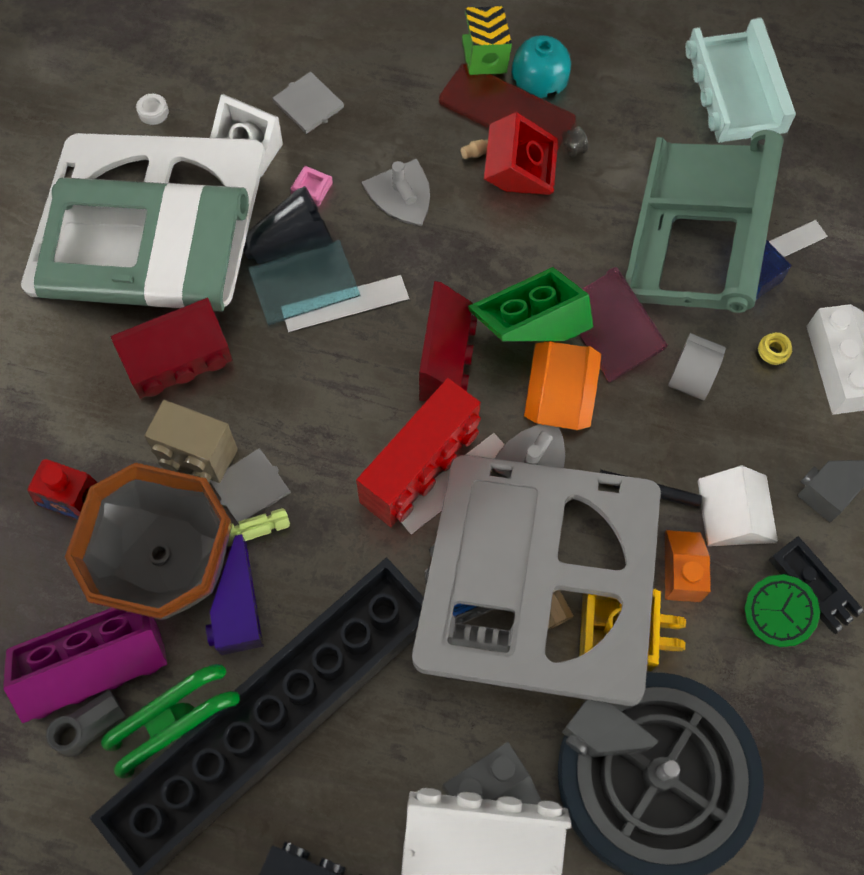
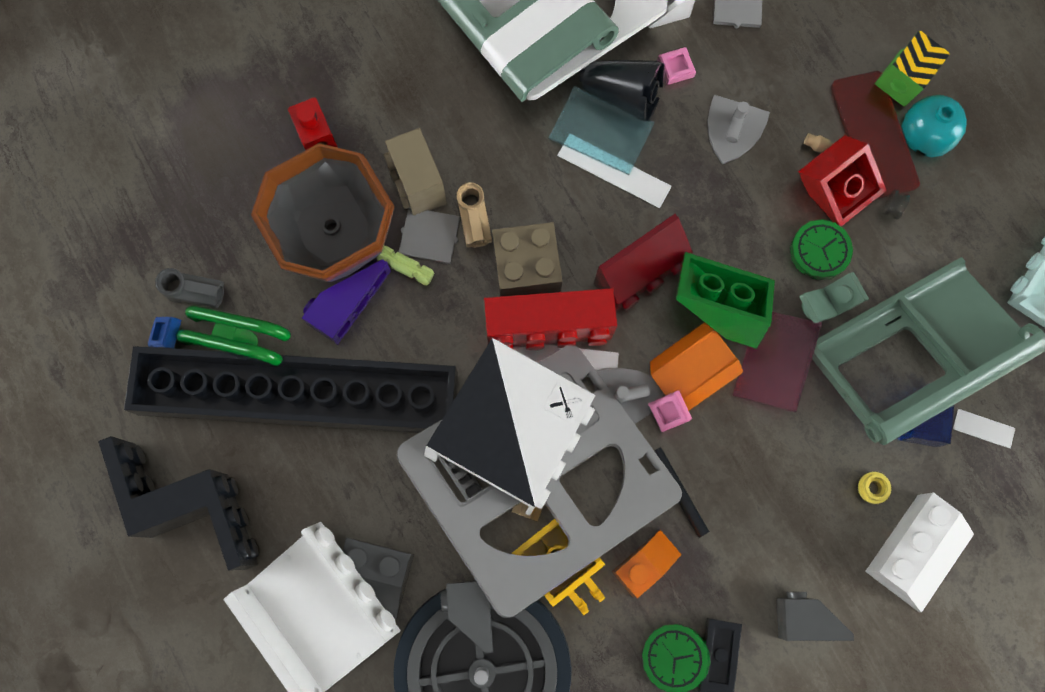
camera: 45 degrees right, 10 degrees up
(81, 661) = (220, 246): magenta slope -> none
(100, 783) = (164, 332): none -> blue tile
(172, 348) = (467, 98): dark red slope -> none
(274, 436) = (474, 217): none -> tan piece
(351, 427) = (527, 259): none -> dark tan brick
(481, 552) = (512, 424): none -> panel
(558, 220) = (821, 249): none -> green tile
(579, 435) = (670, 411): none -> bright pink tile
(606, 242) = (833, 299): none -> sand green bracket
(697, 367) = (802, 445): light grey piece -> none
(737, 508) = (724, 565): white slope -> none

